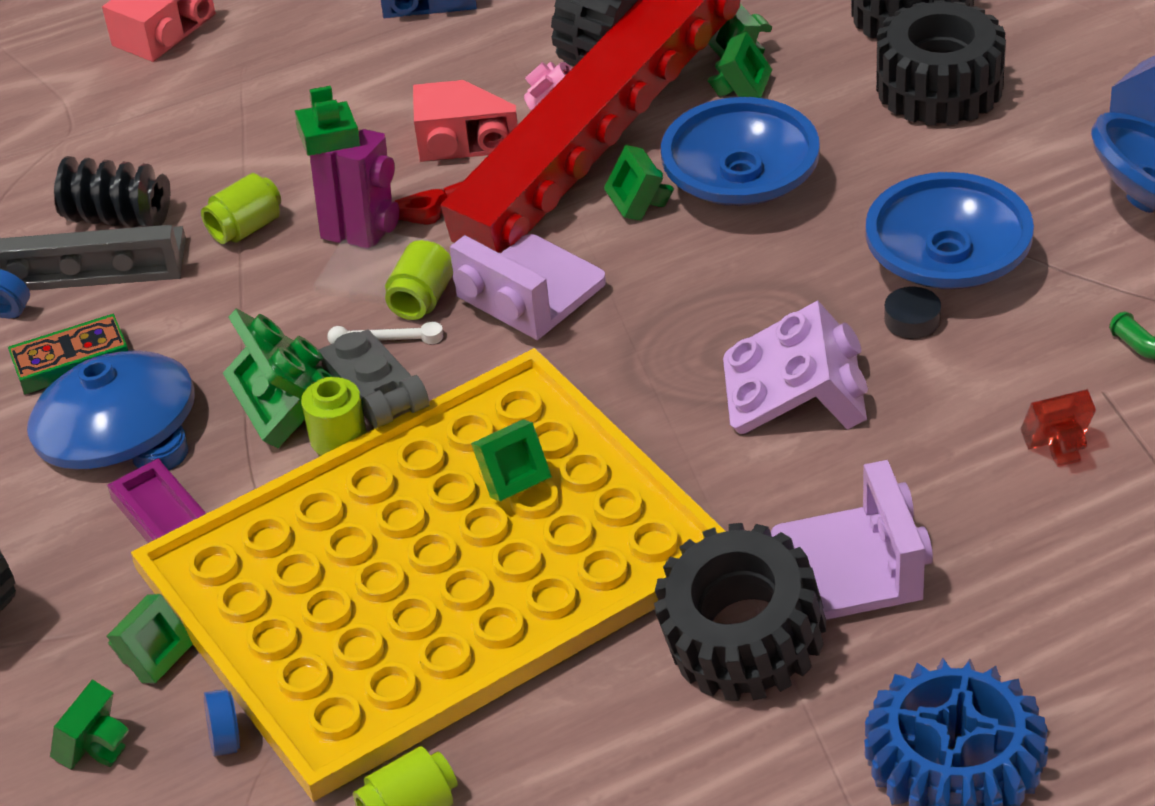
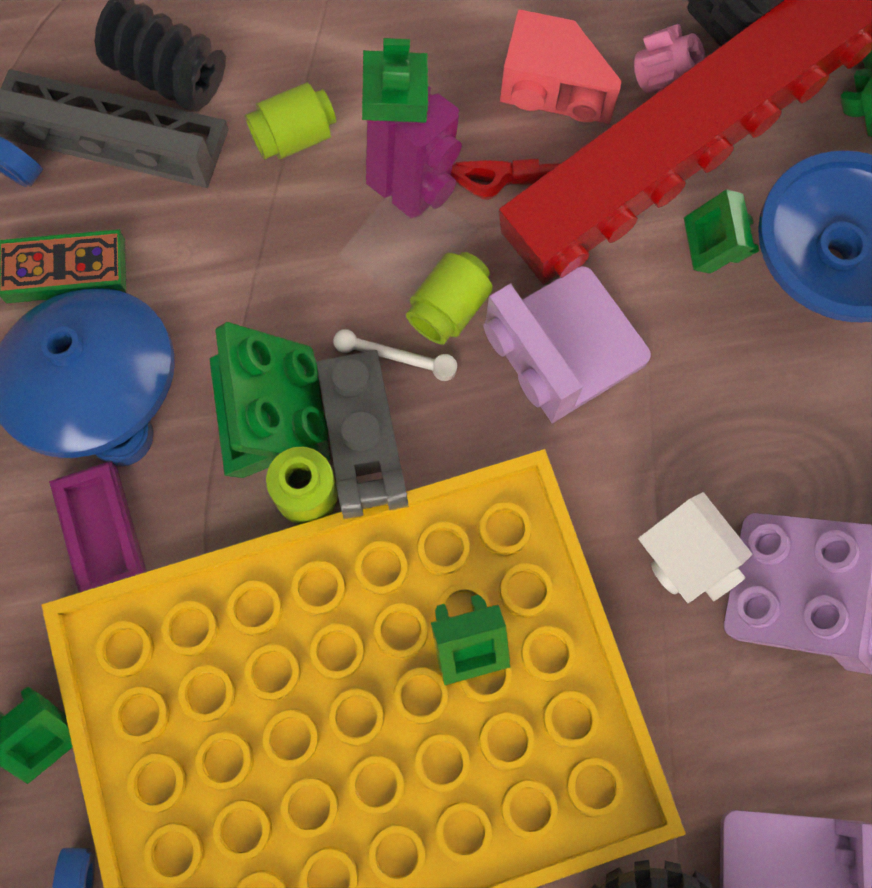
camera: 10 degrees right, 30 degrees up
(681, 369) = (696, 551): none -> white brick

